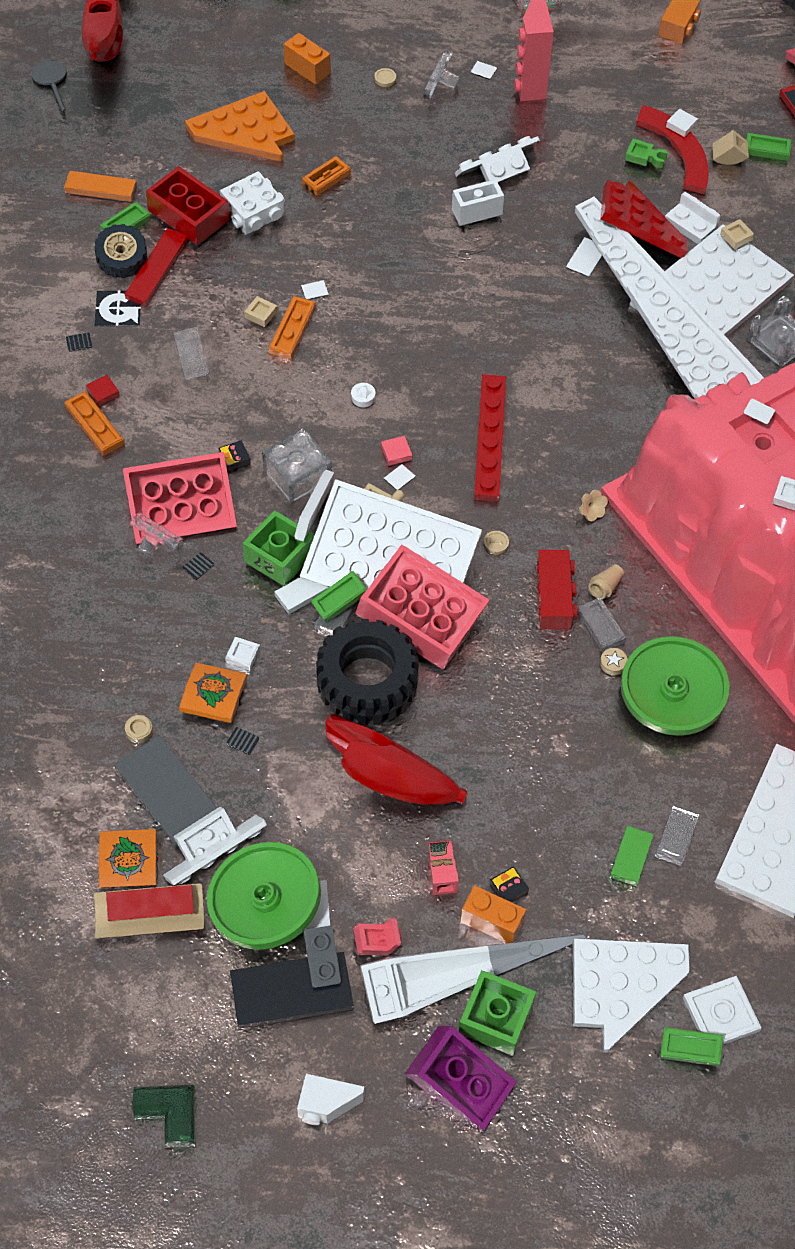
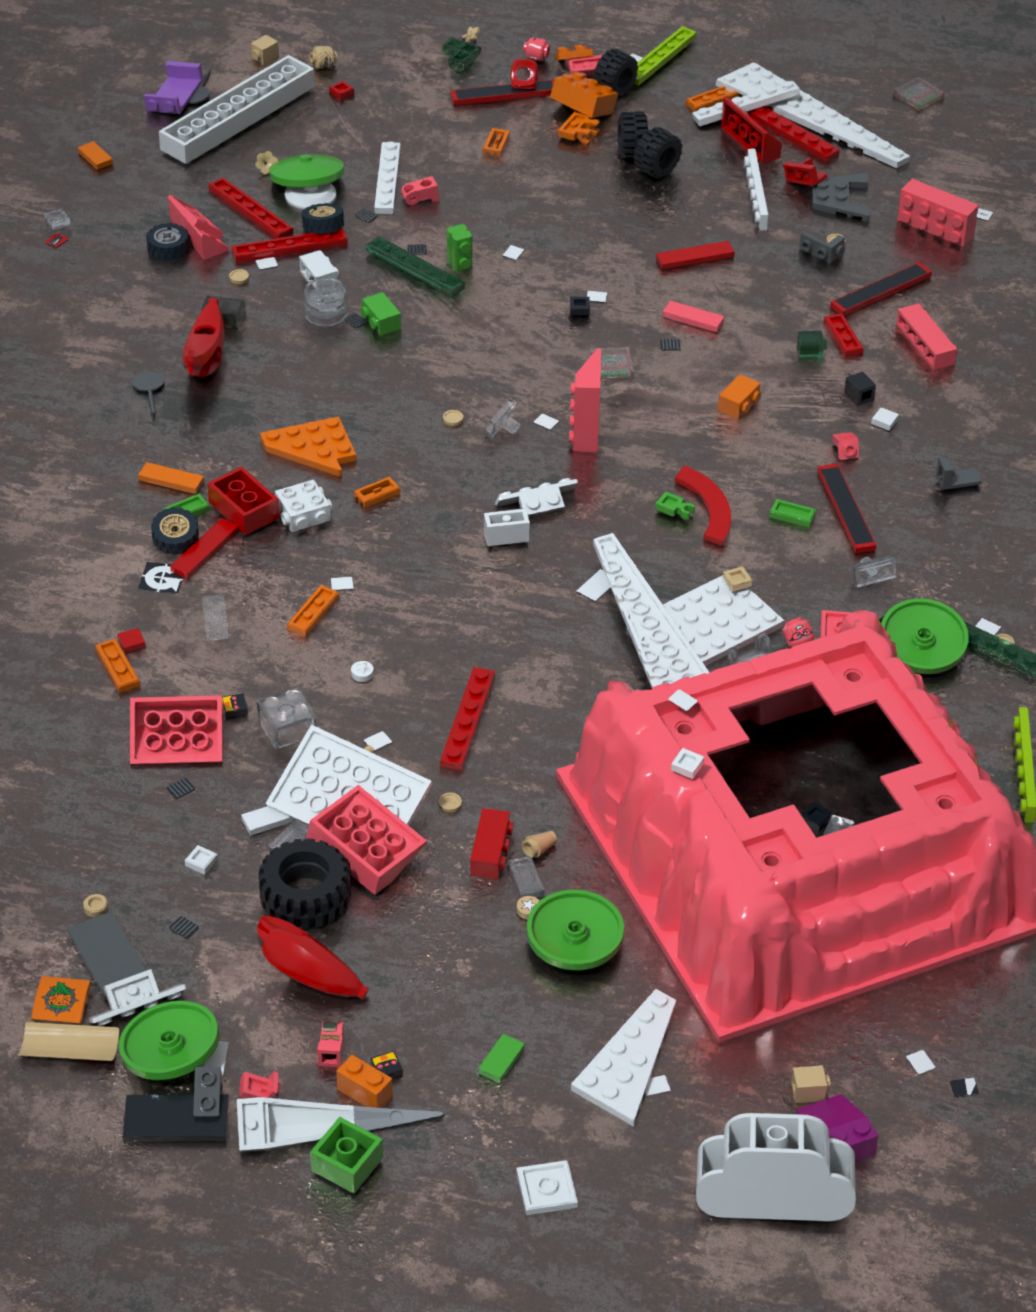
camera: 10 degrees right, 15 degrees down
(78, 341) = (120, 600): black sticker -> none
(150, 903) = (71, 1036): red tile -> none
(154, 534) = (146, 756): clear tile -> none
(173, 1104) = (52, 1187): clear green brick -> none
(213, 692) = (167, 885): orange slope -> none
(260, 311) = (287, 593): tan plate -> none
(275, 550) = (250, 778): bright green brick -> none
(307, 58) = (383, 393): orange brick -> none
(313, 505) = (286, 749): white tile -> none
(327, 1099) = (184, 1200): white slope -> none
(339, 596) = (293, 823): bright green tile -> none
(396, 450) = (380, 719): coral tile -> none
(460, 1076) = (303, 1200): magenta slope -> none
(593, 505) = (548, 782): tan plant -> none
(622, 982) = (465, 1152): white wing -> none
(634, 213) = (653, 556): red wing -> none
(677, 836) = (546, 1049): clear tile -> none
(682, 122) = (715, 483): white tile -> none
(692, 1046) = (511, 1206): bright green tile -> none
(693, 218) = (703, 563): white bracket -> none
(730, 149) = (755, 510): tan brick -> none

